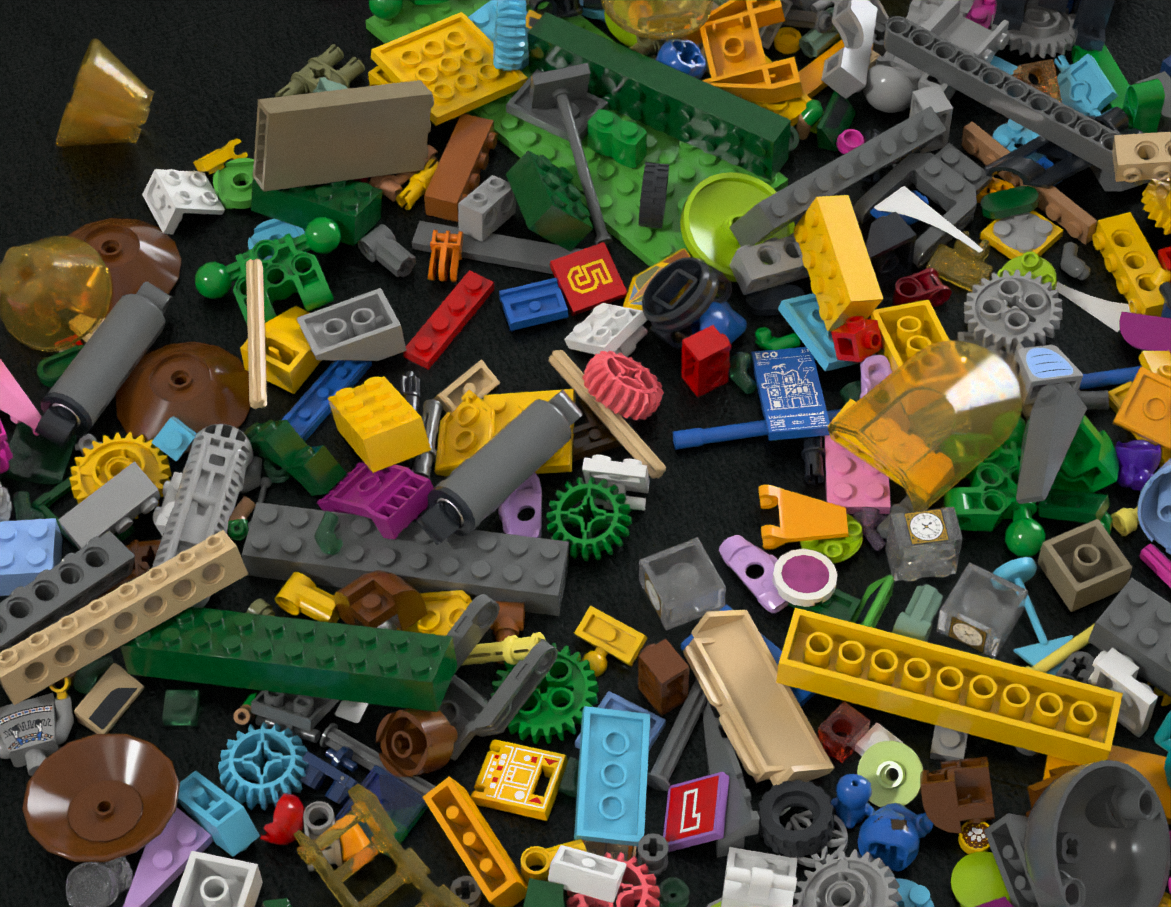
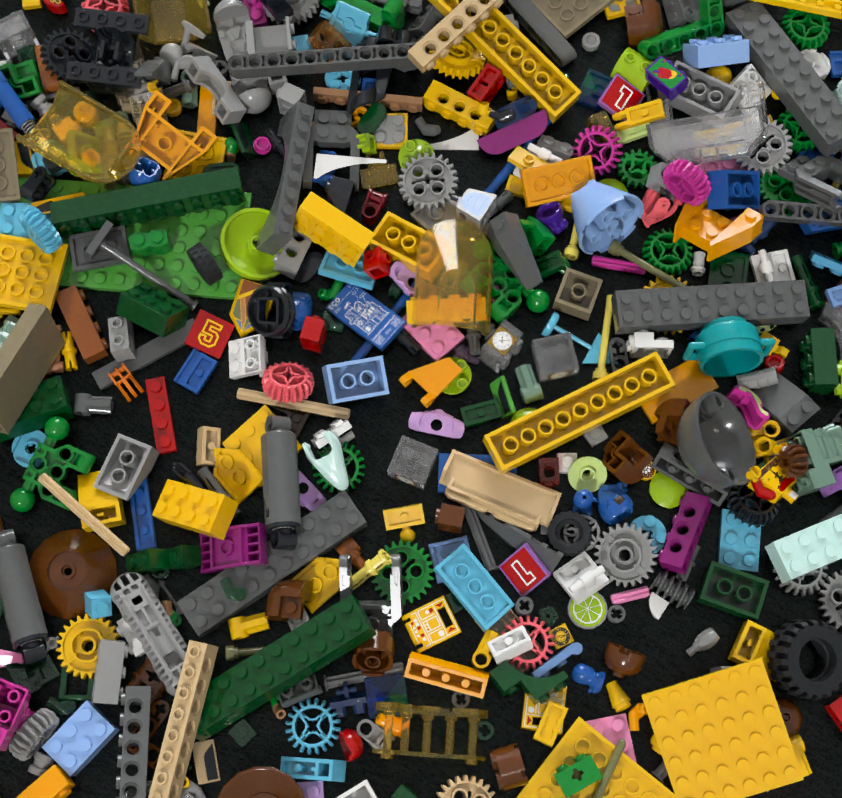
camera: 45 degrees left, 20 degrees up
(581, 496) = (332, 465): none -> light aqua animal
(703, 441) = (355, 380): none -> light blue brick
(804, 577) = (464, 410): tile -> none
(978, 218) = (367, 143): none -> lime plate

